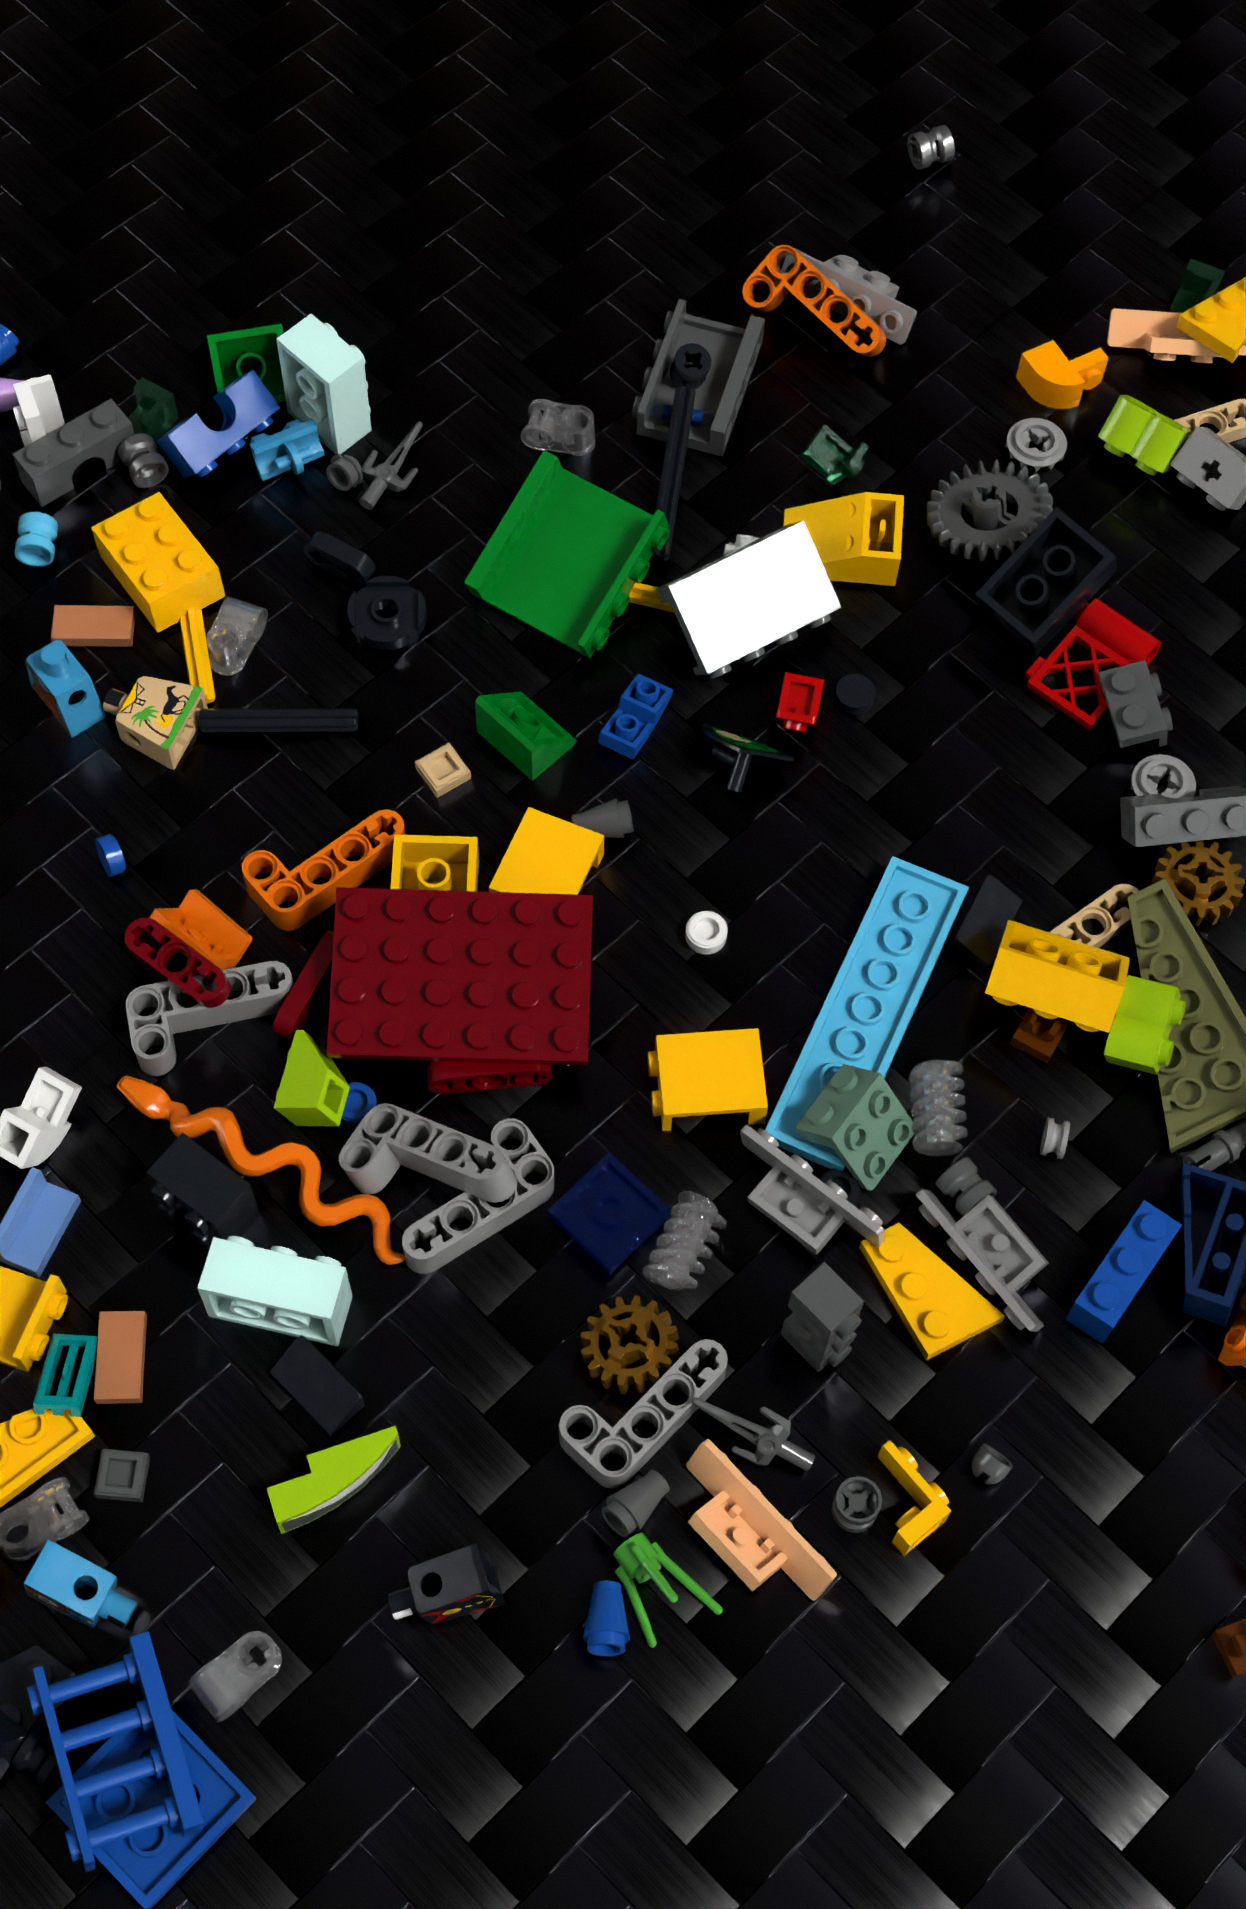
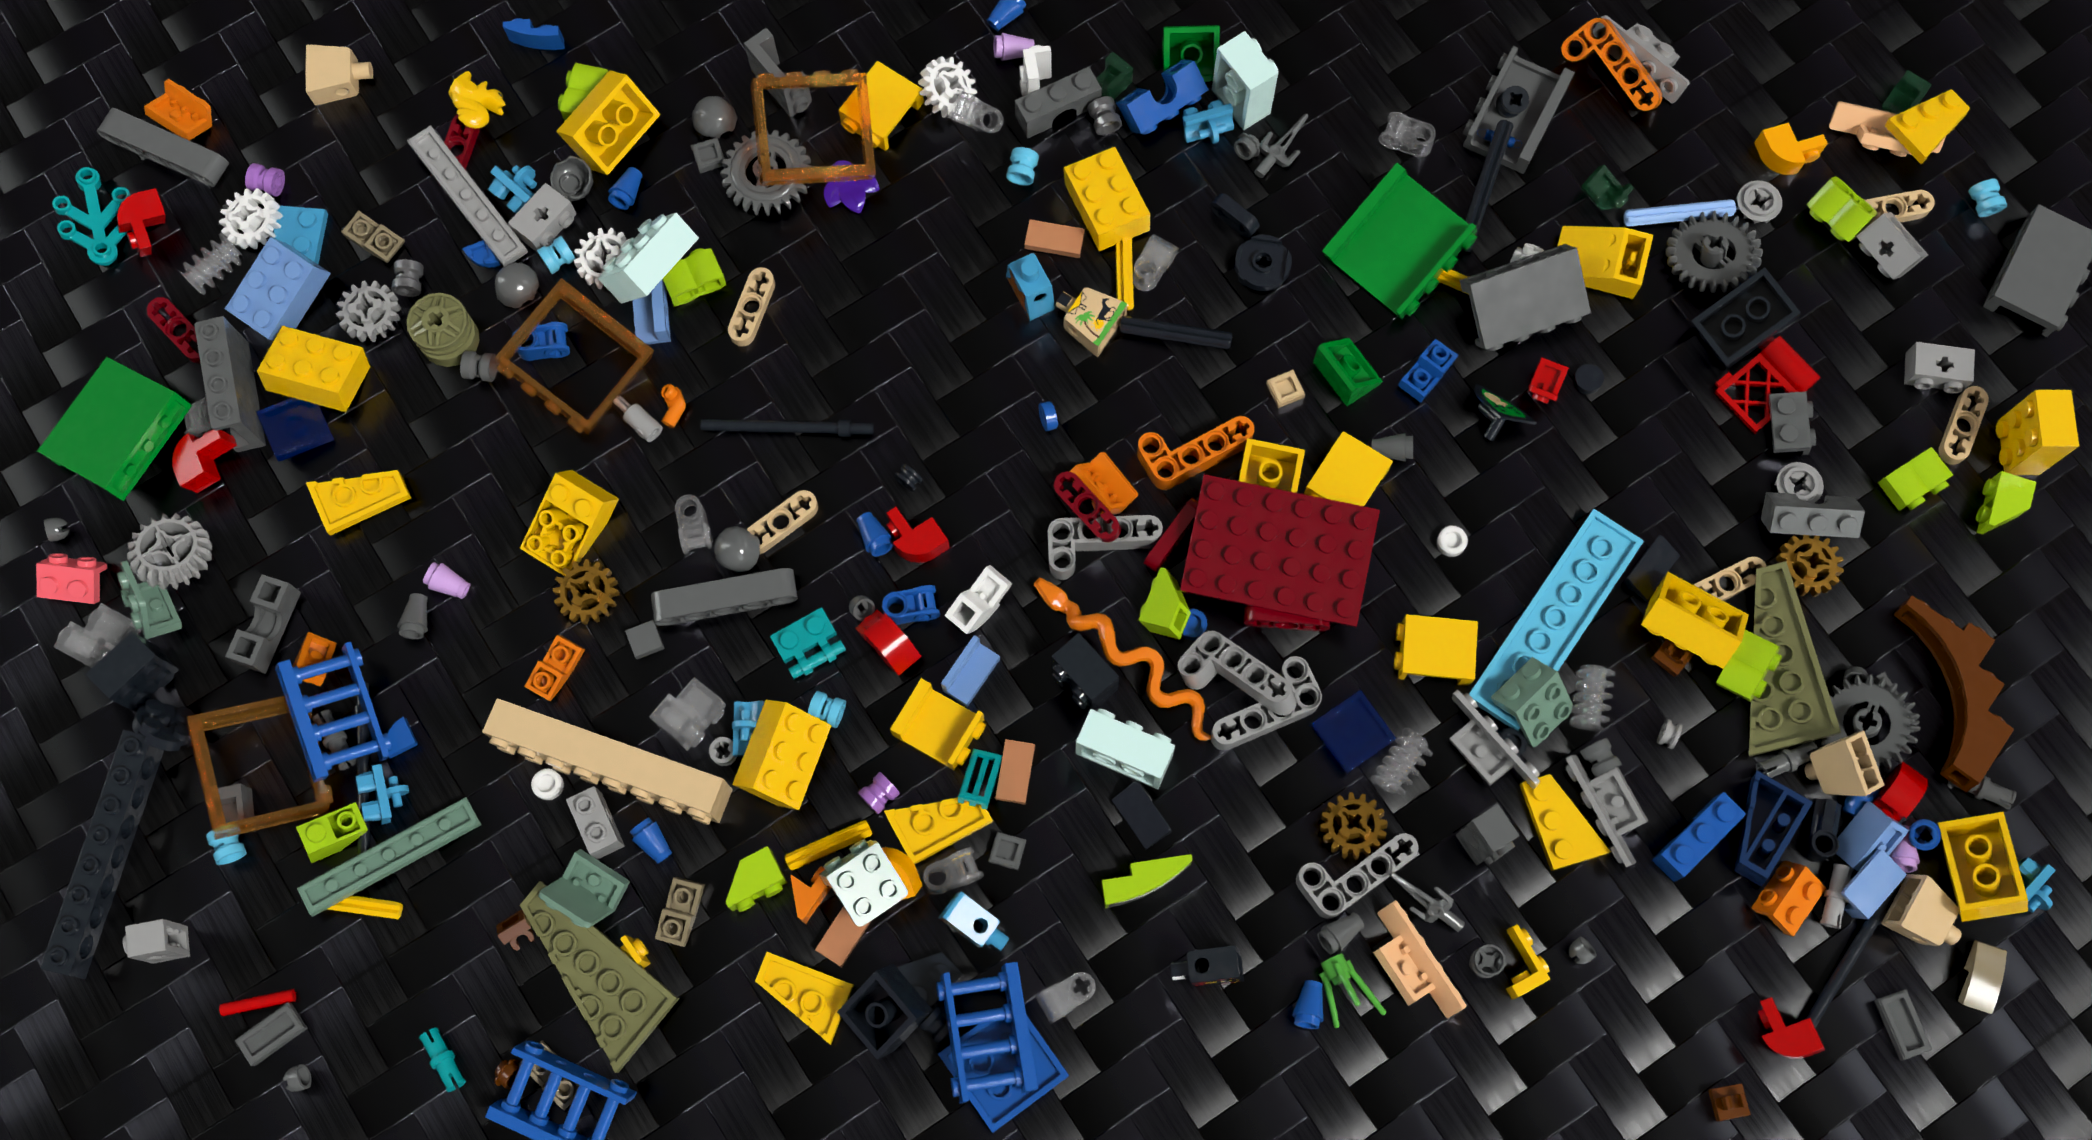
camera: 15 degrees right, 10 degrees up
(934, 471) = (1677, 213): none -> light blue axle

